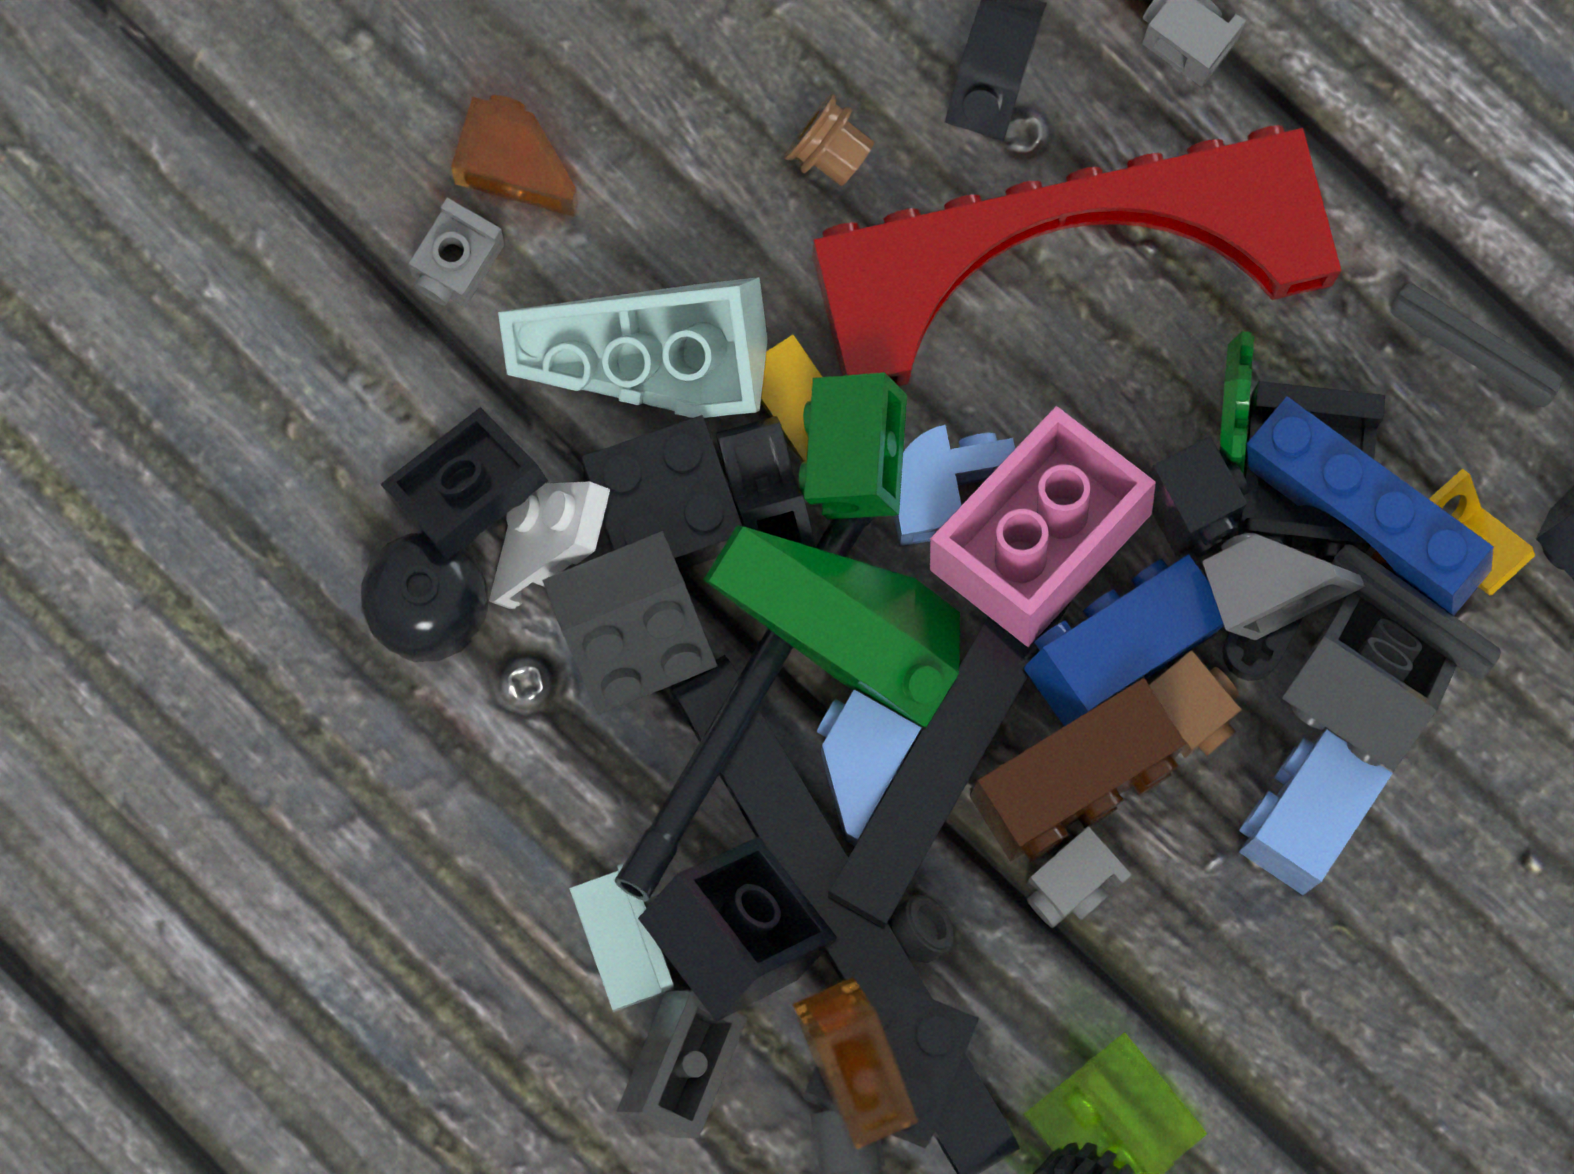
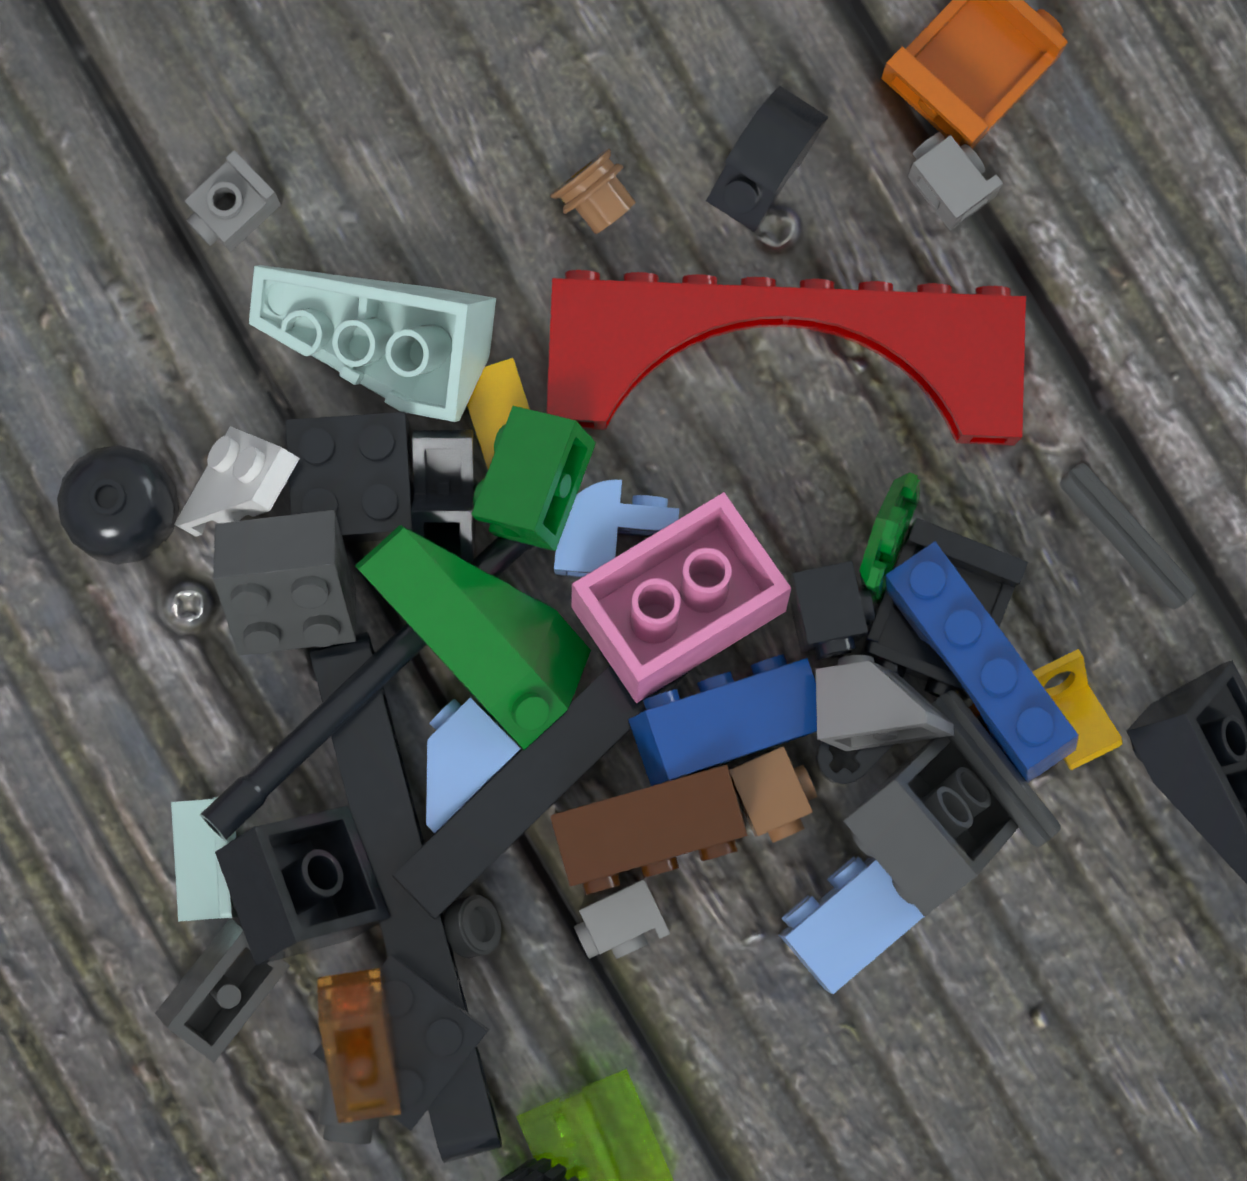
camera: 20 degrees right, 5 degrees up
(464, 483) = (177, 414): black plate -> none
(511, 157) = (305, 125): clear orange slope -> none

